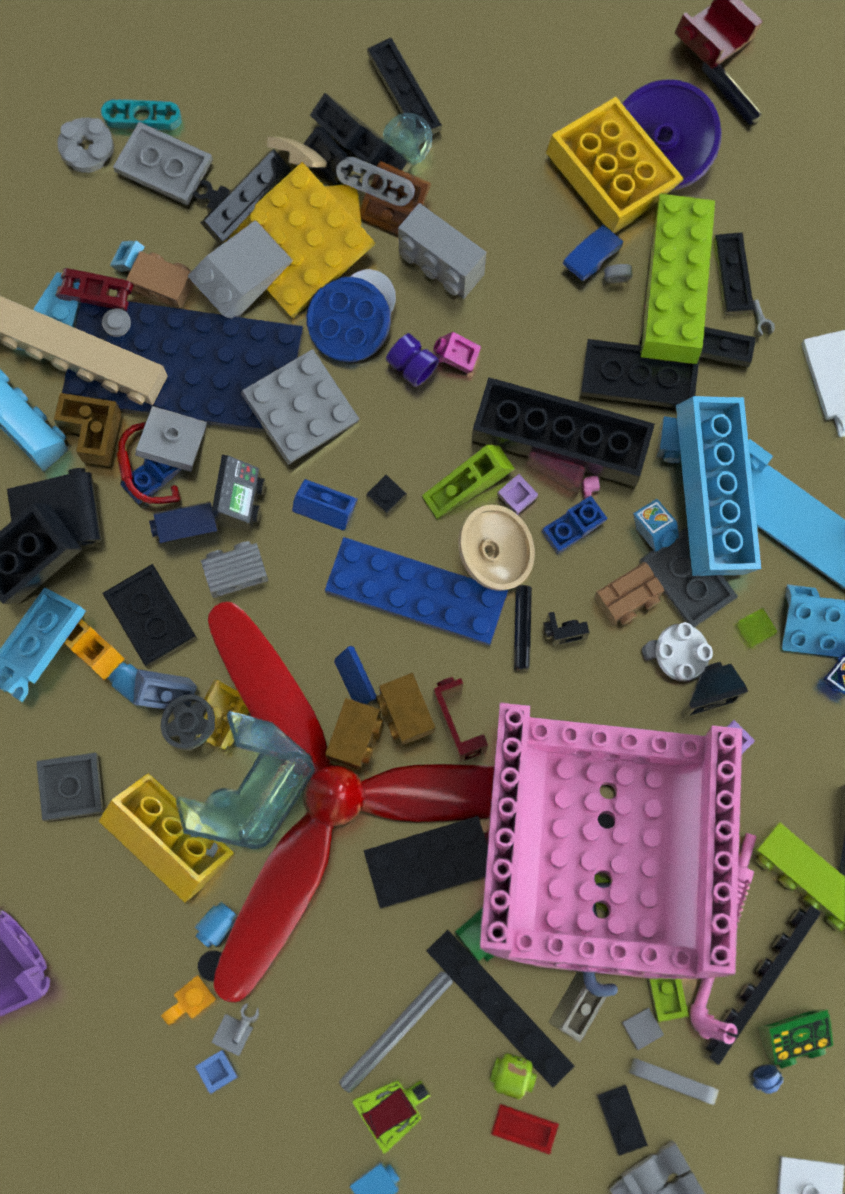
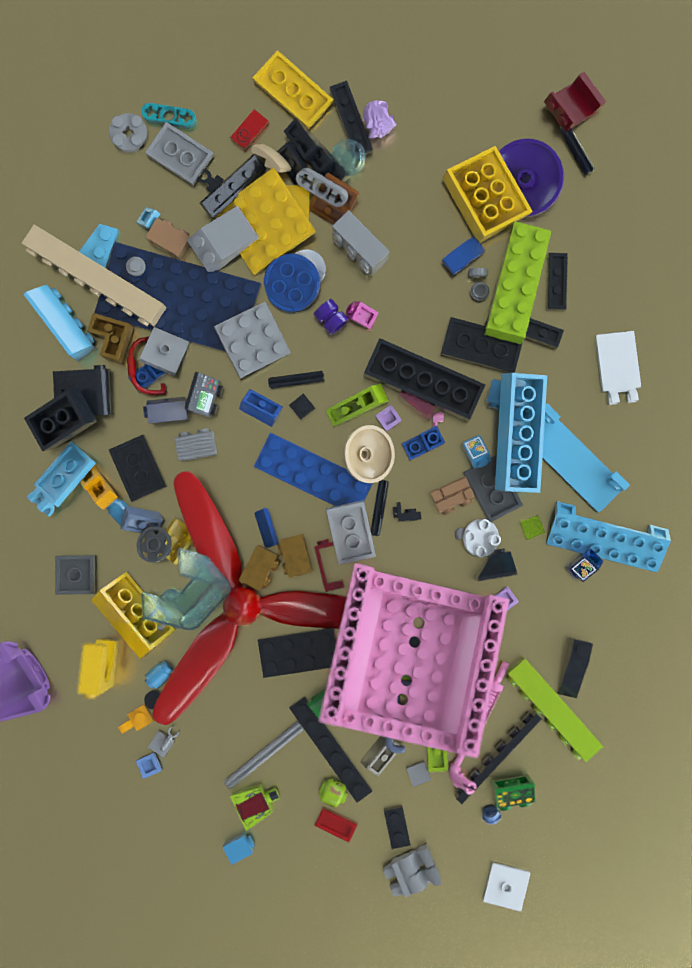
camera: 10 degrees right, 10 degrees up
(94, 289) = (123, 241): dark red plate -> none
(121, 916) = (98, 667): none -> yellow arch
(260, 120) = (249, 129): none -> red tile
(315, 58) = (292, 89): none -> yellow plate
(372, 456) = (296, 379): none -> black axle
(443, 81) = (377, 119): none -> lavender hair
(486, 667) = (351, 532): none -> light grey plate
(624, 300) = (479, 291): none -> light grey plate
(673, 1081) = (432, 809): light grey beam -> none
(761, 320) = (570, 316): light grey hand -> none

